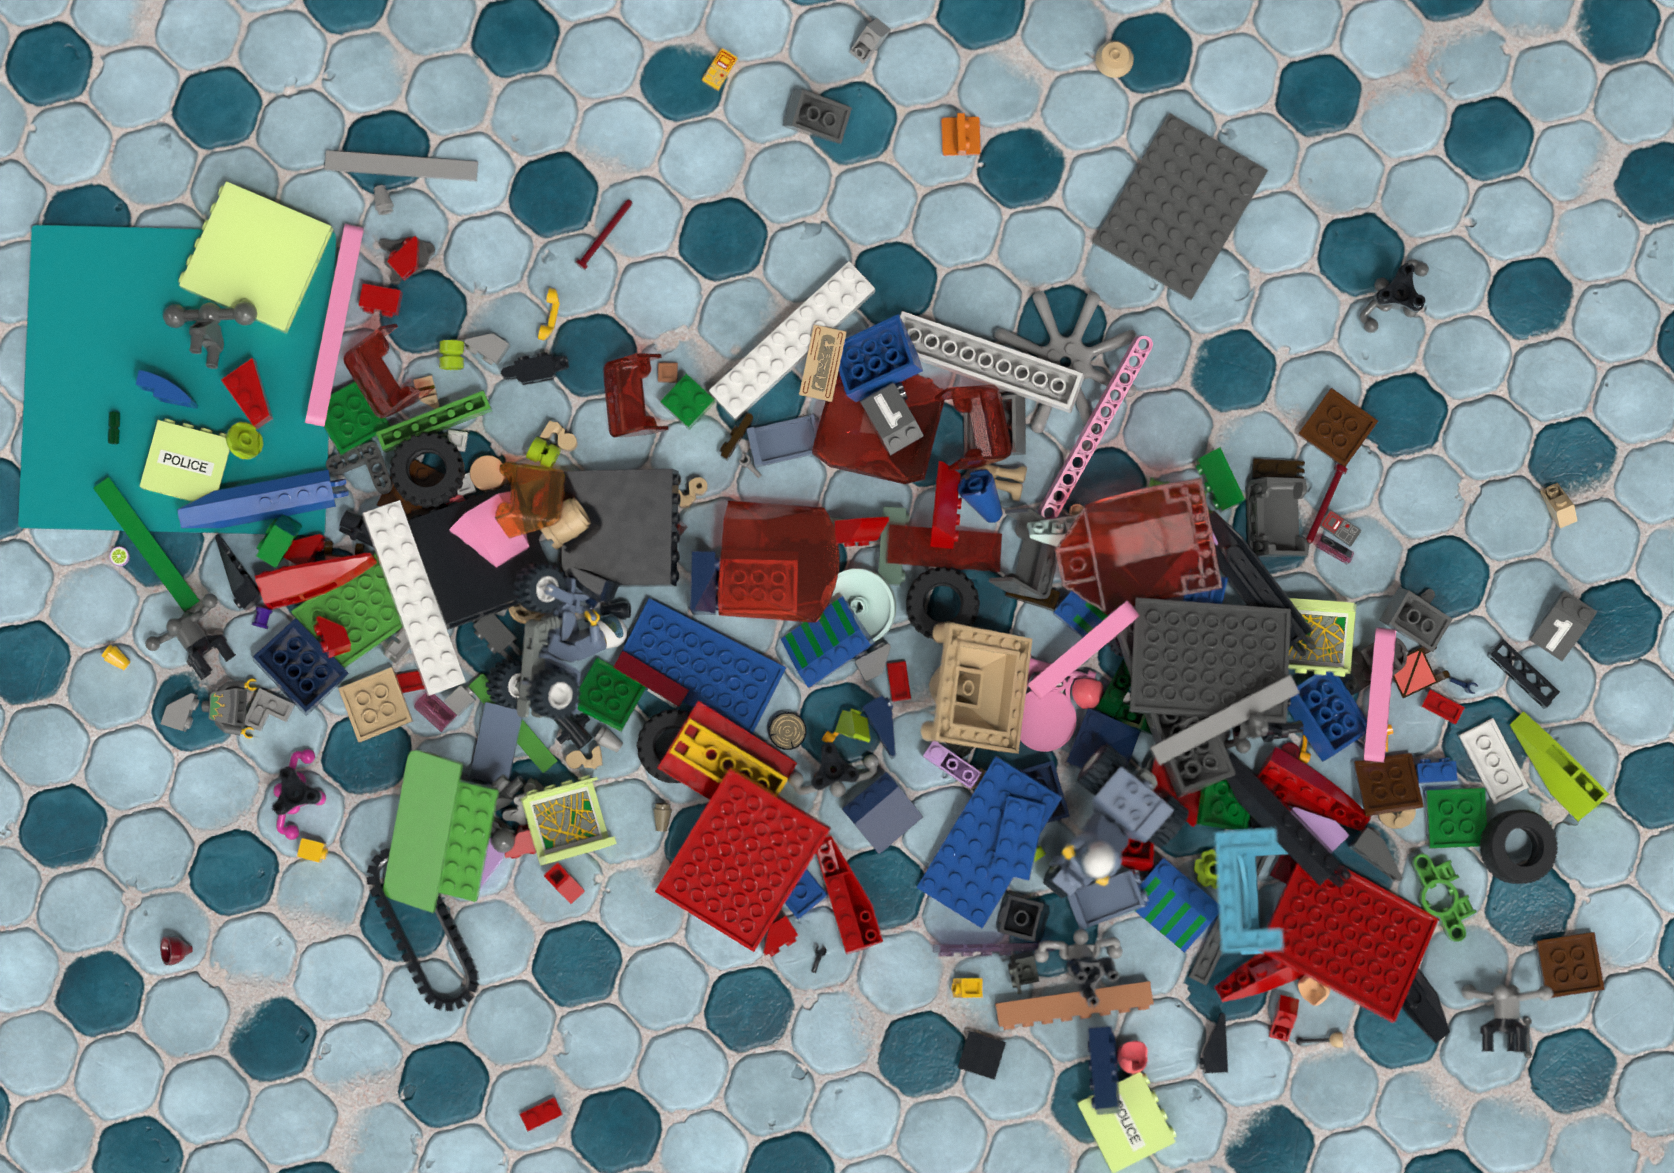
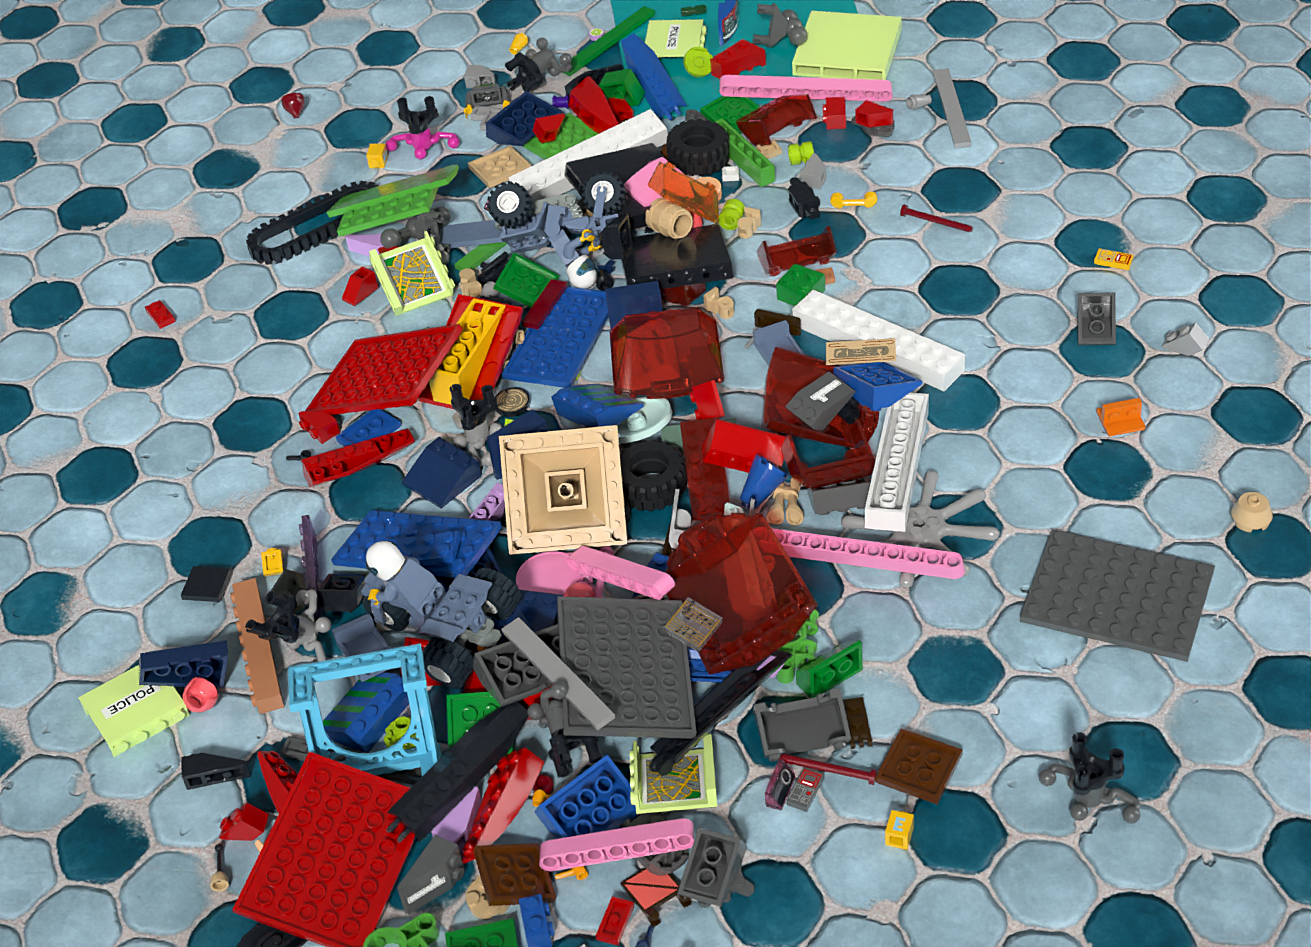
camera: 85 degrees right, 40 degrees down
(1174, 591) = (693, 624): none -> clear tile
(1400, 459) = (899, 829): none -> yellow brick

